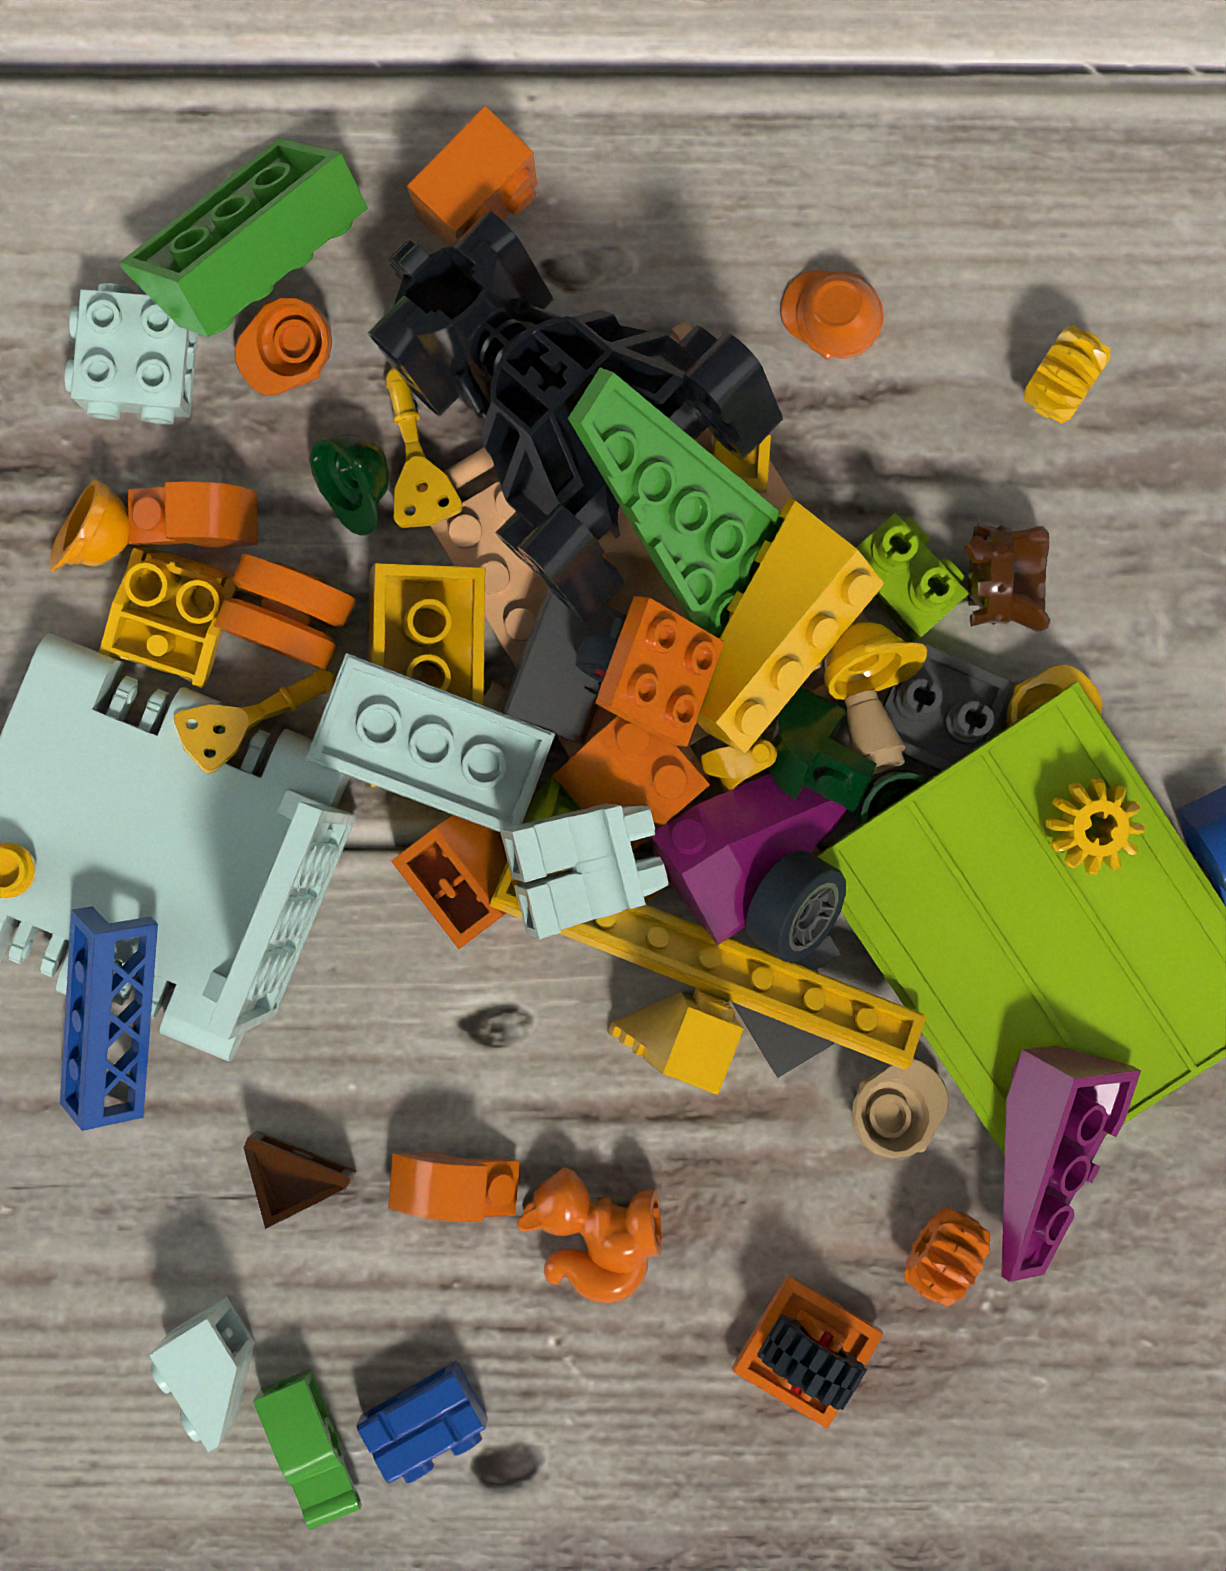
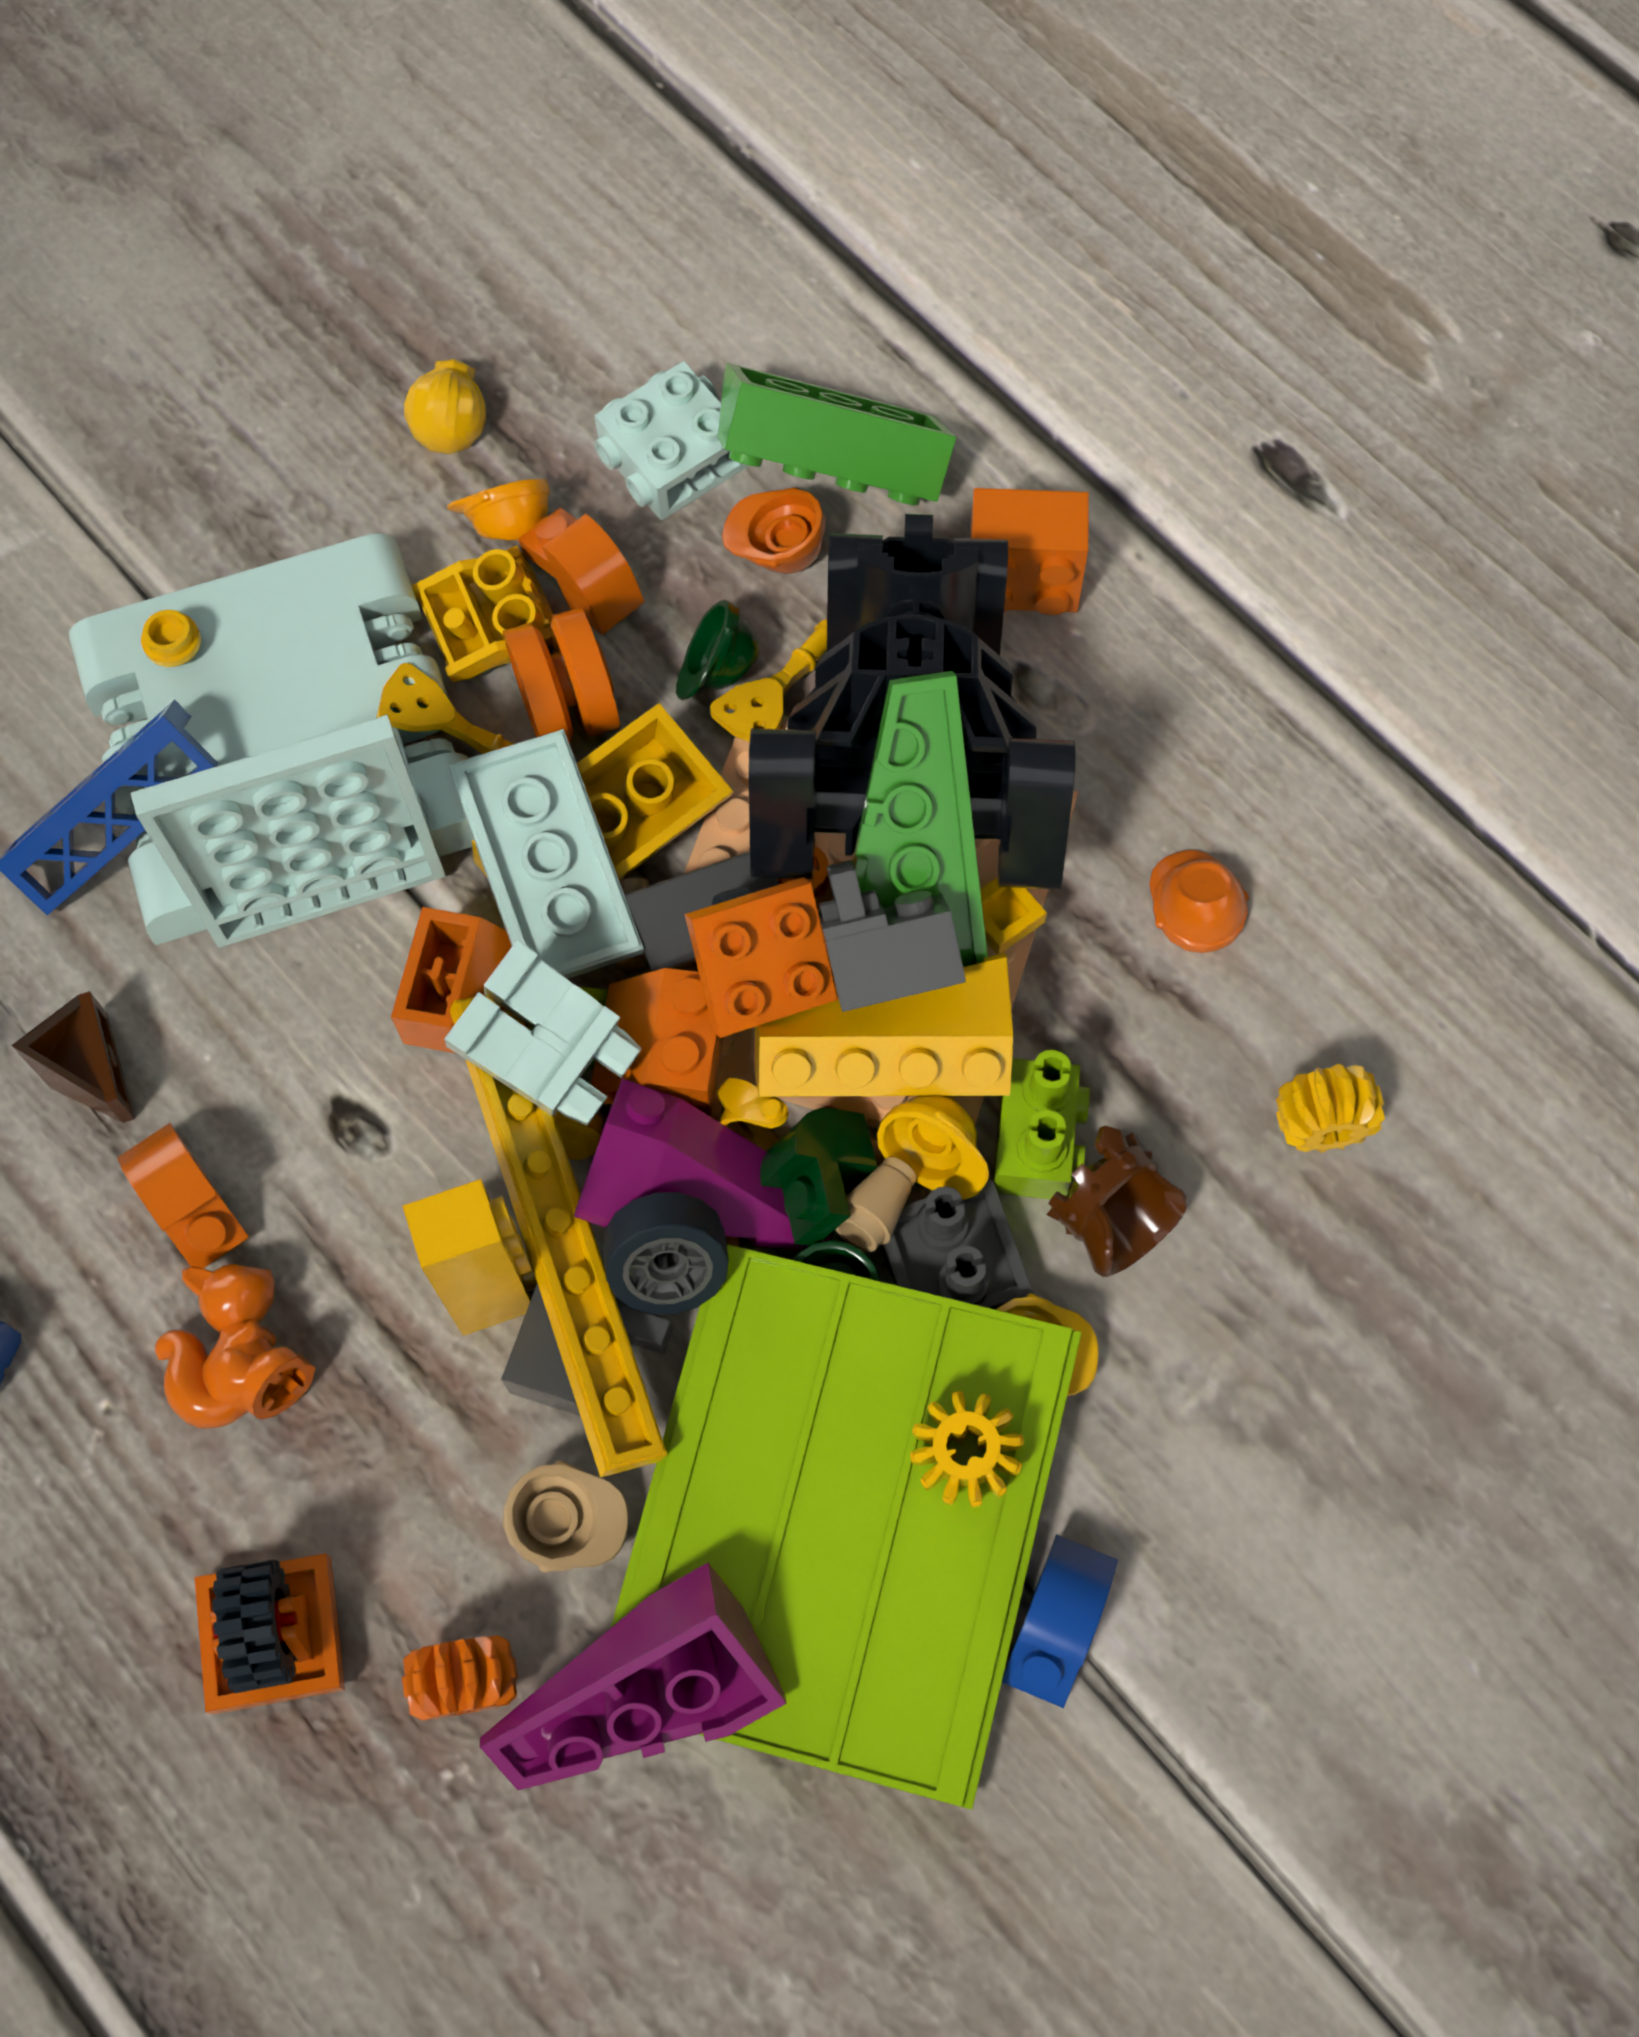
camera: 50 degrees right, 20 degrees down
(728, 580) = (886, 950): none -> dark grey hinge

